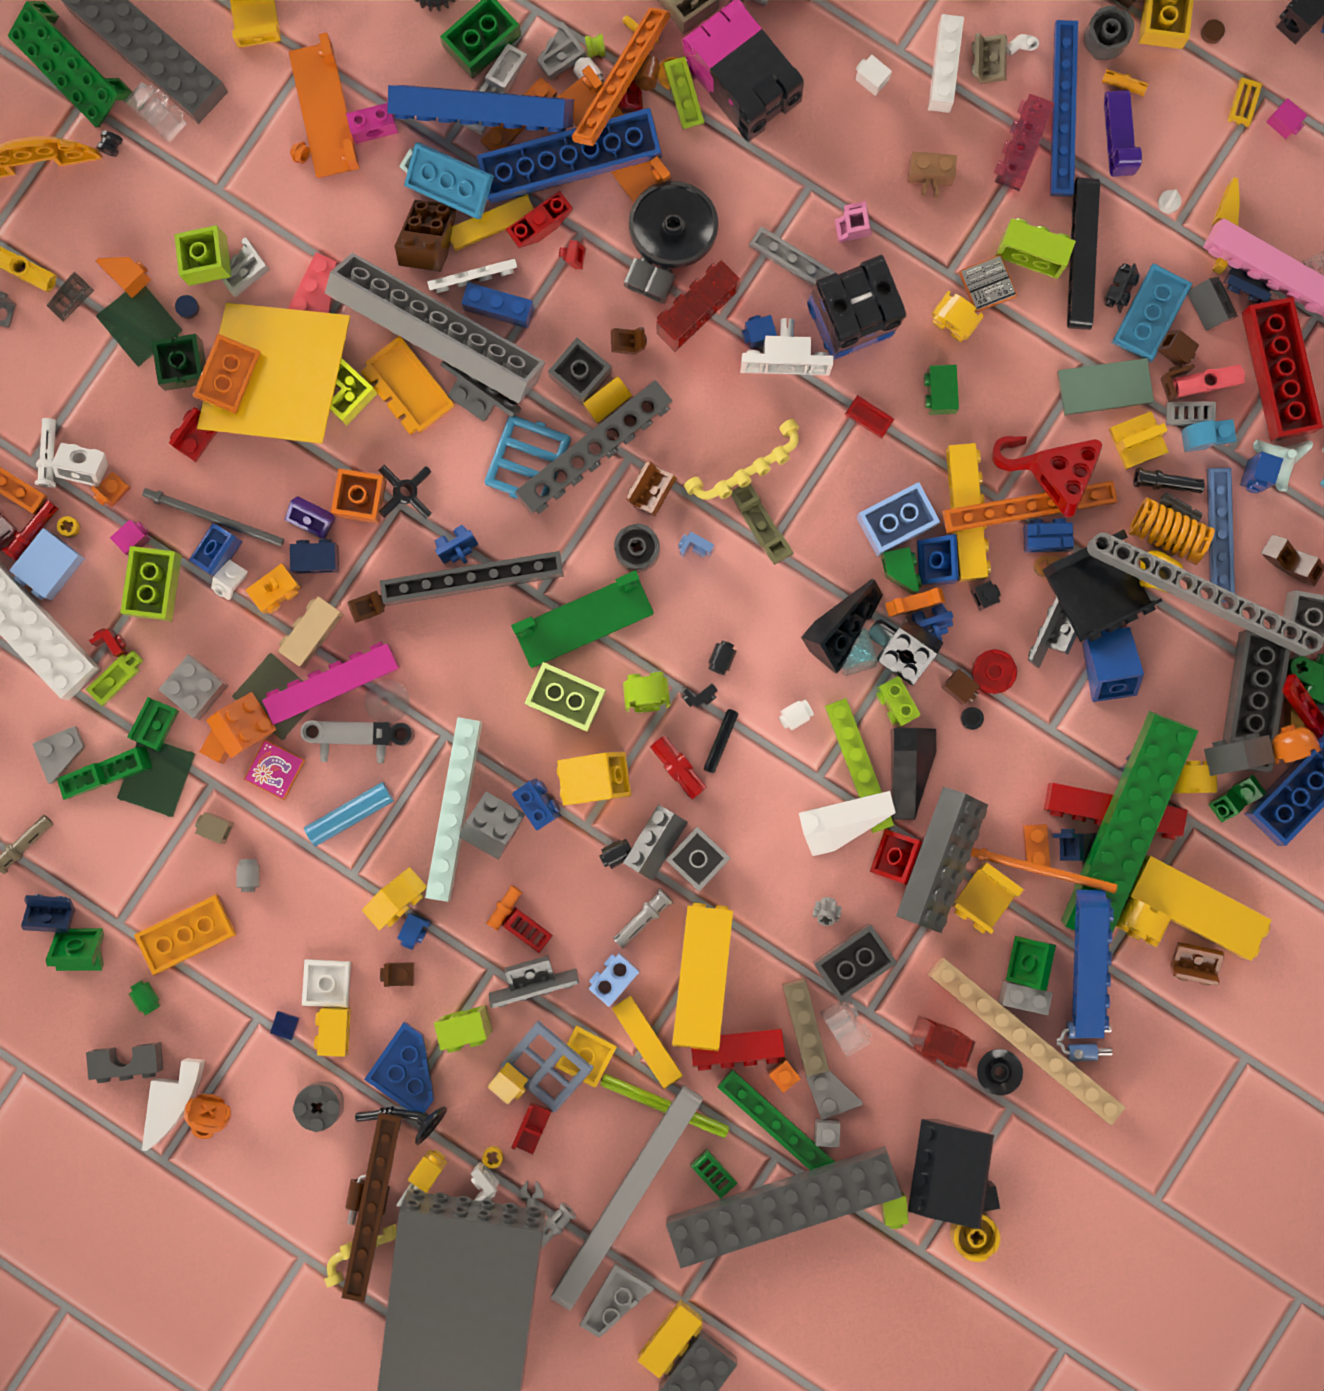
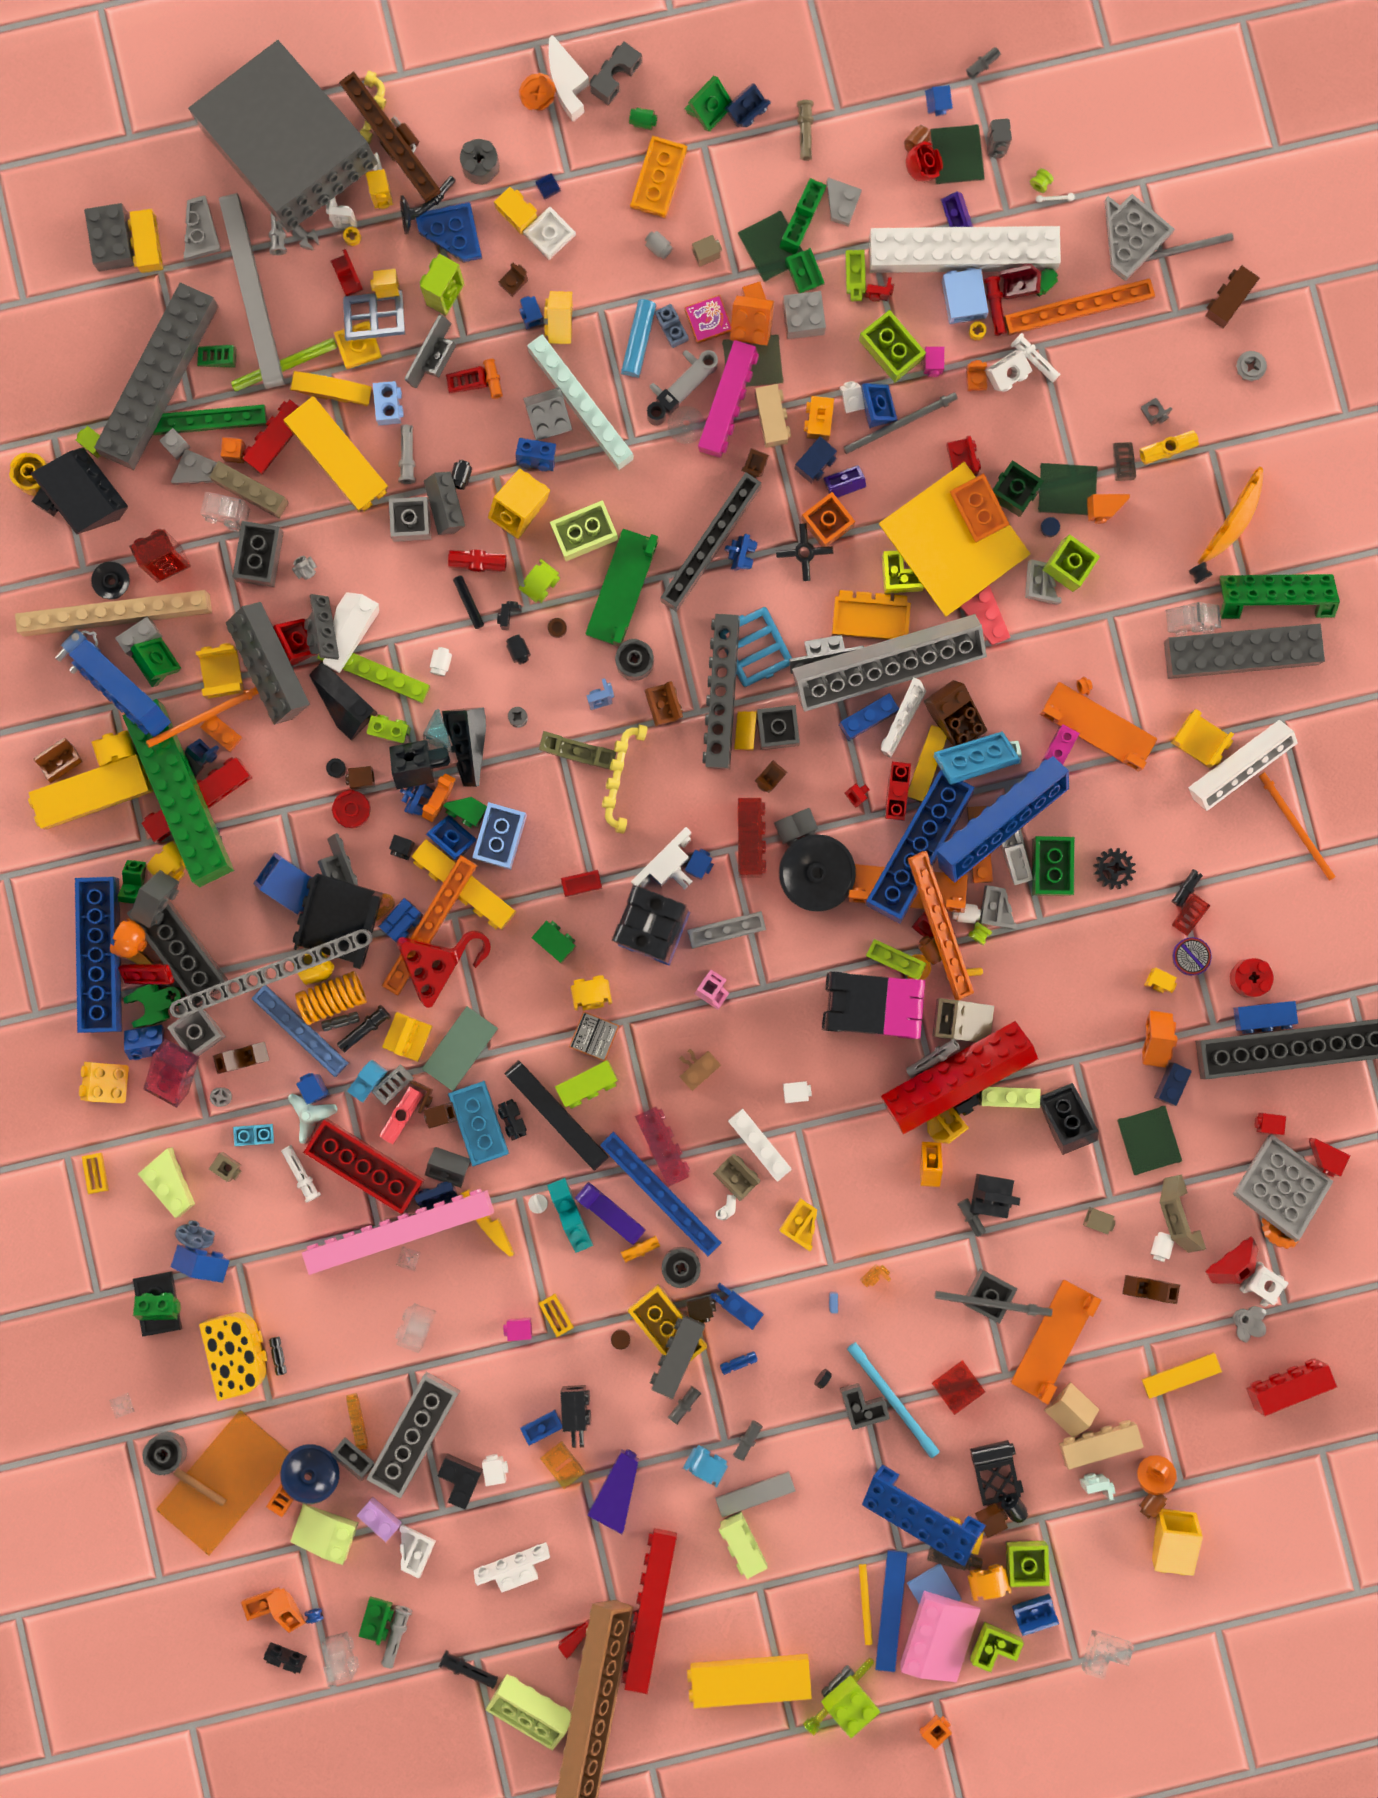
camera: 130 degrees right, 0 degrees up
(310, 796) = (671, 326): none -> sand blue slope
(670, 644) = (557, 627): none -> reddish brown tile
(776, 608) = (520, 719): none -> flat silver wheel
(868, 842) = (320, 628): none -> dark grey bracket
(1155, 162) = (569, 1215): none -> teal arch

